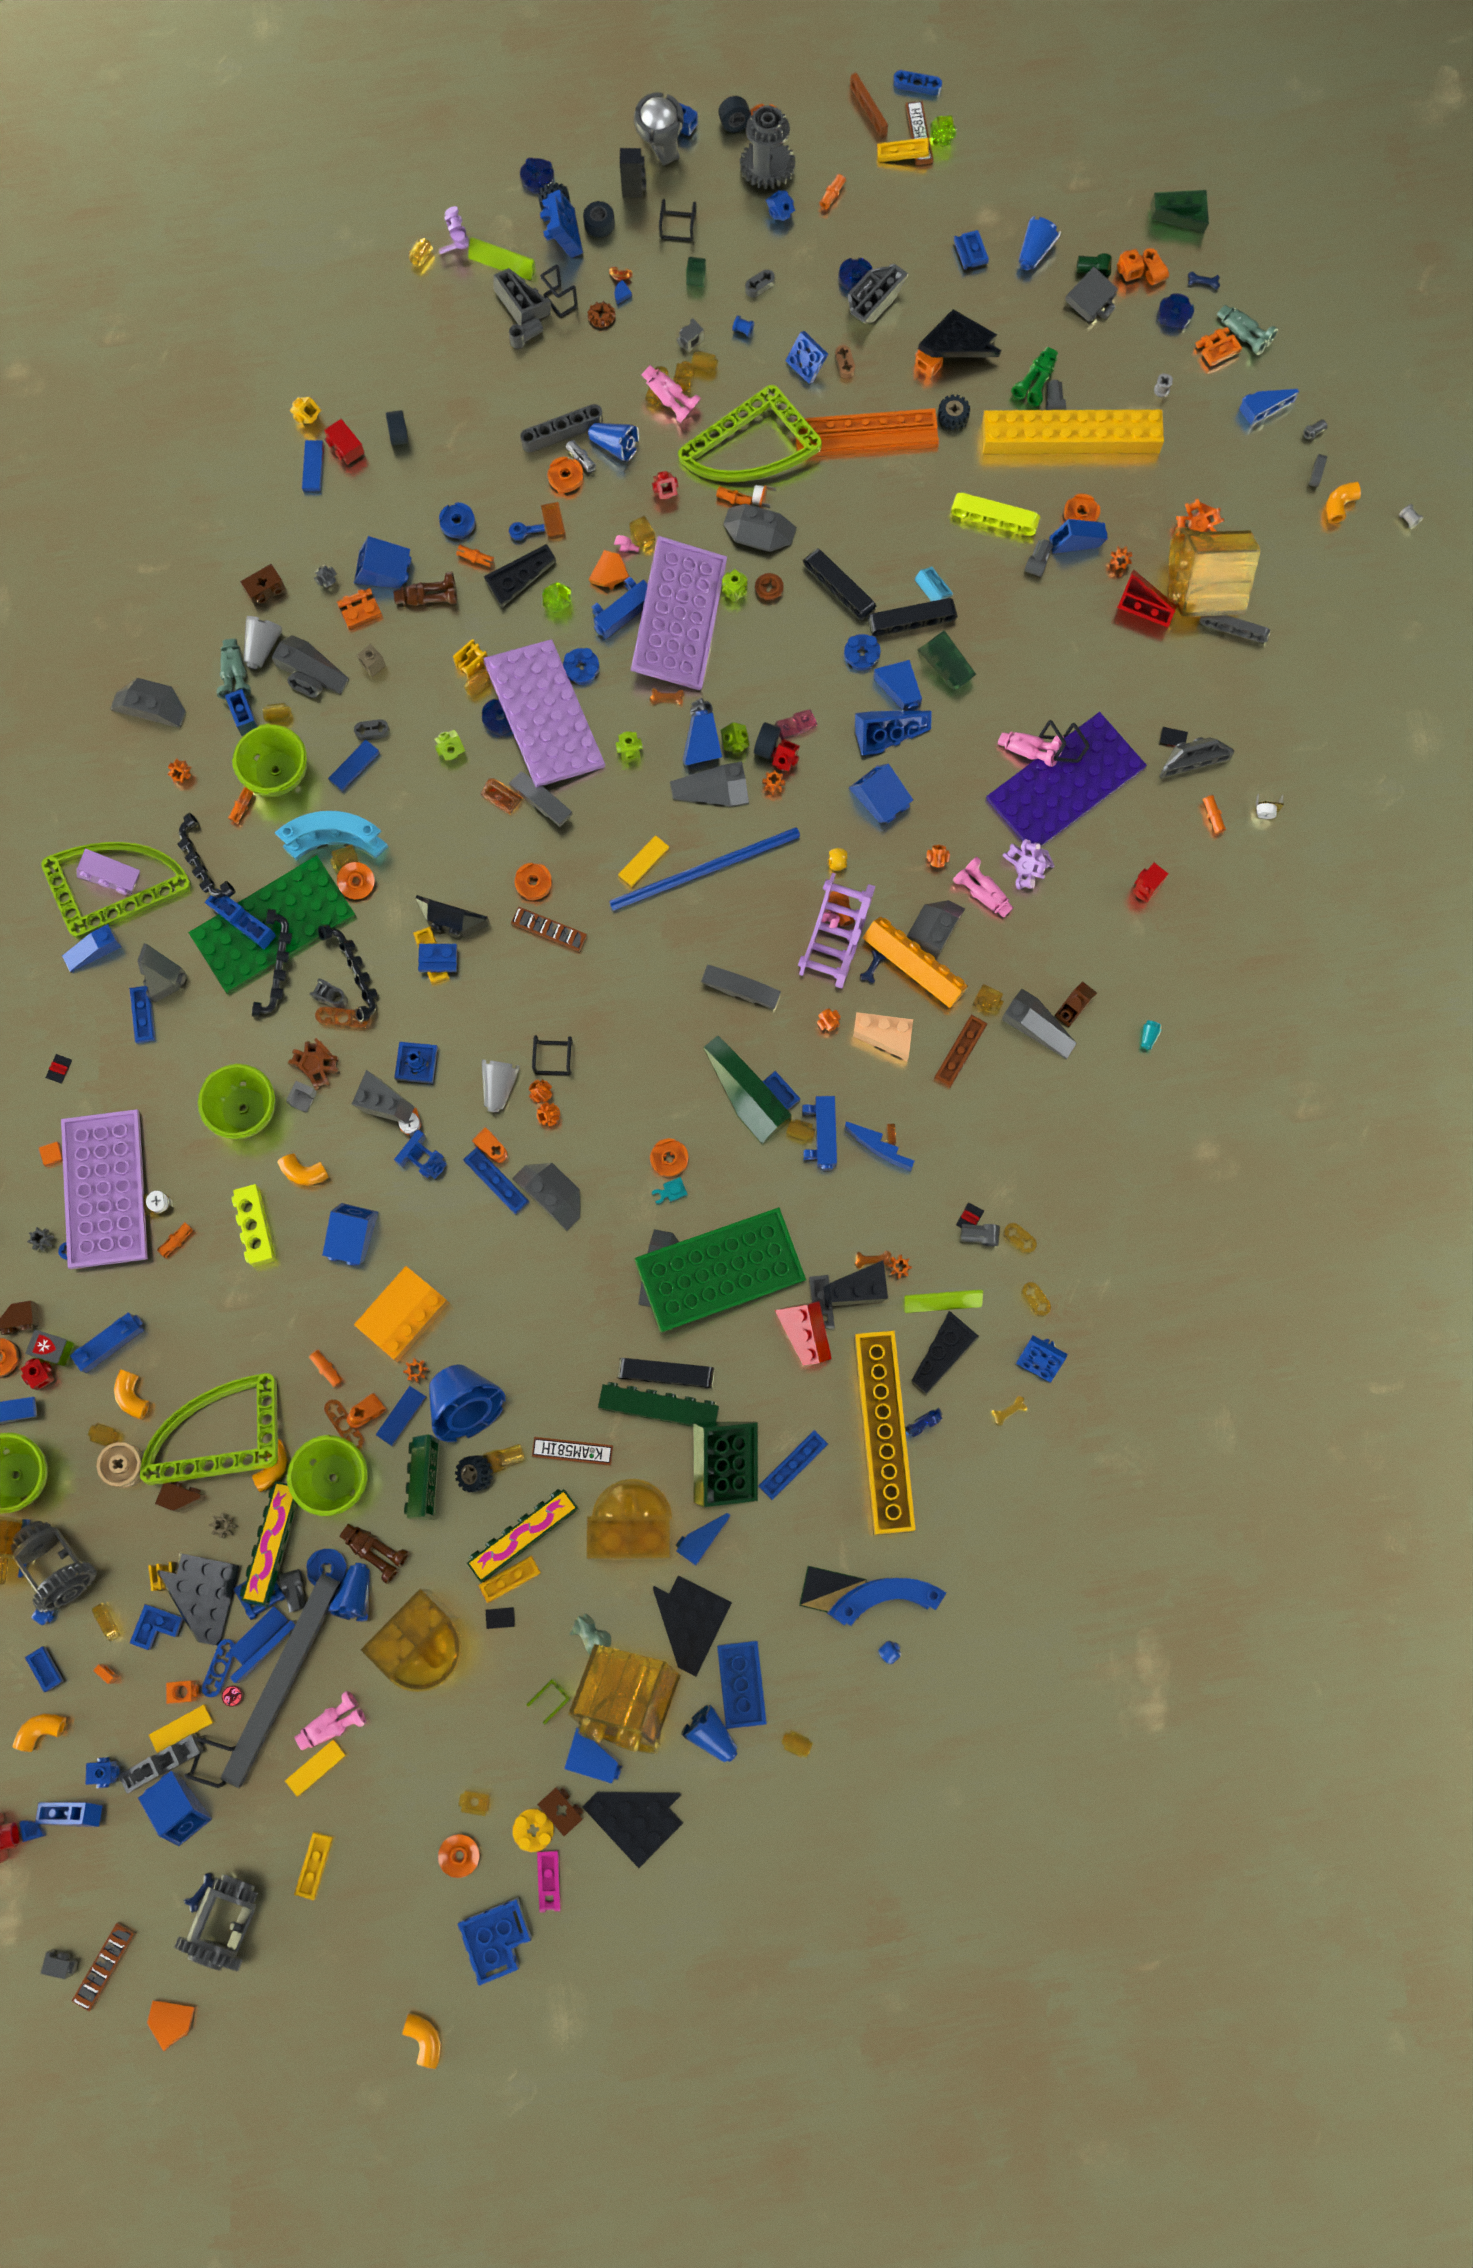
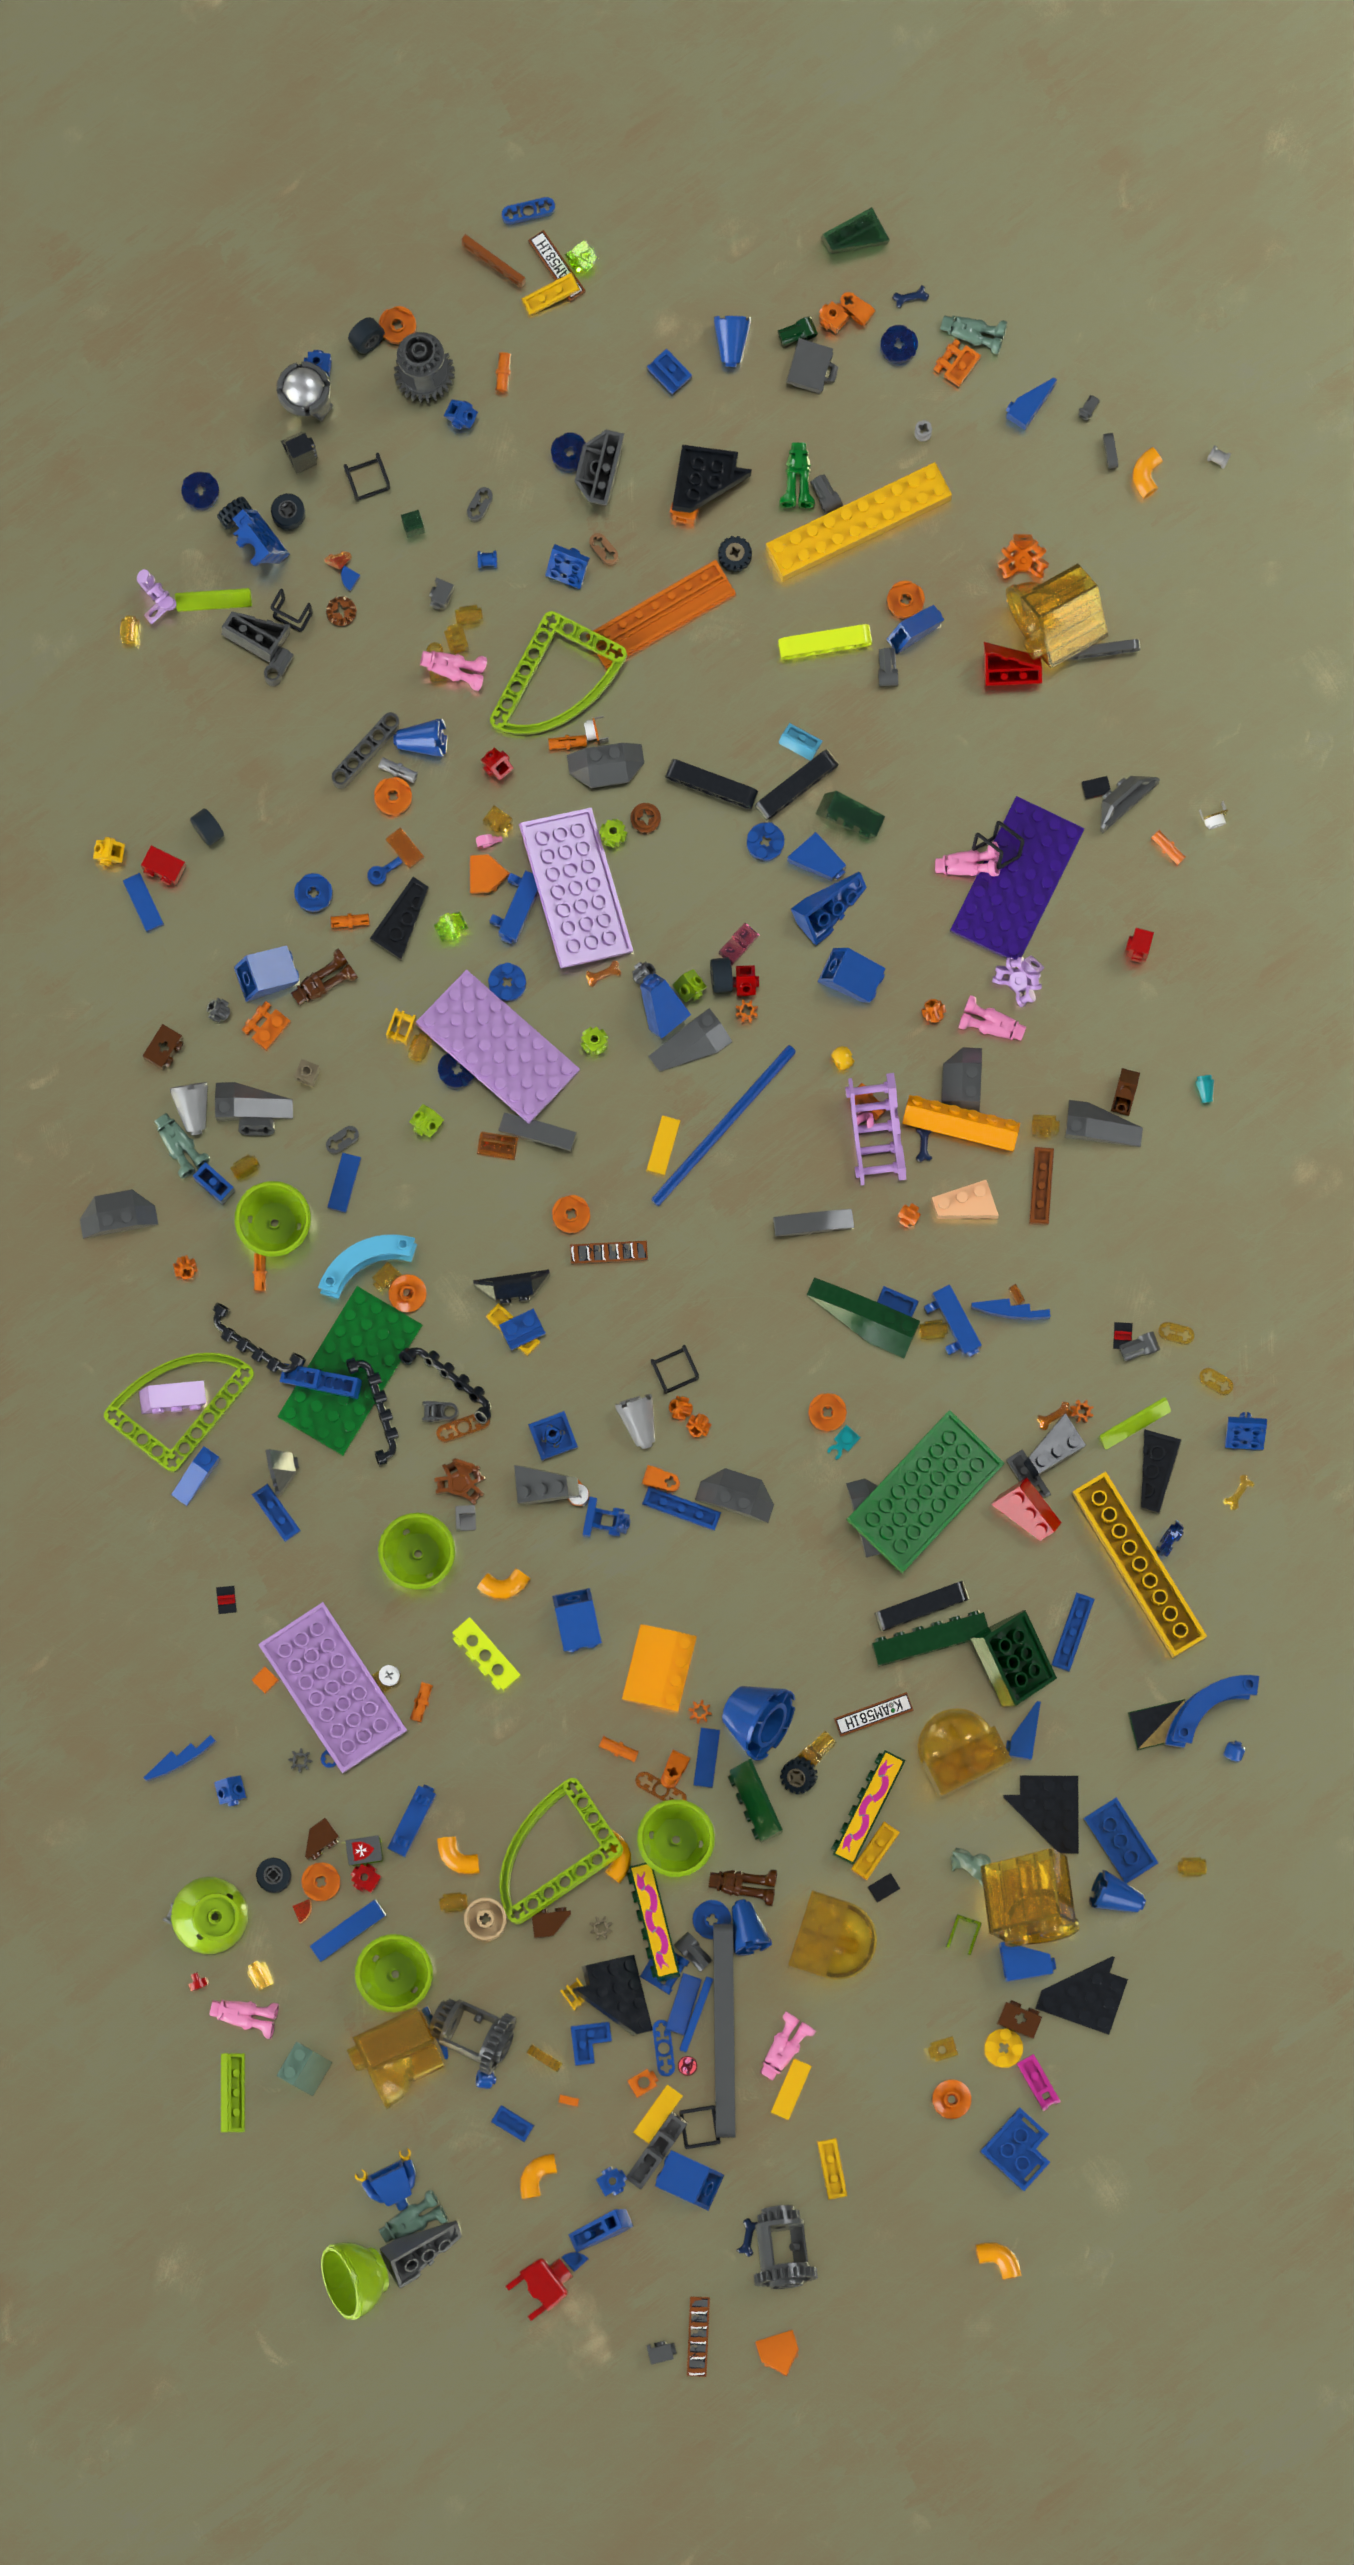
camera: 25 degrees left, 5 degrees up
(1119, 553) = (965, 631): orange gear -> none

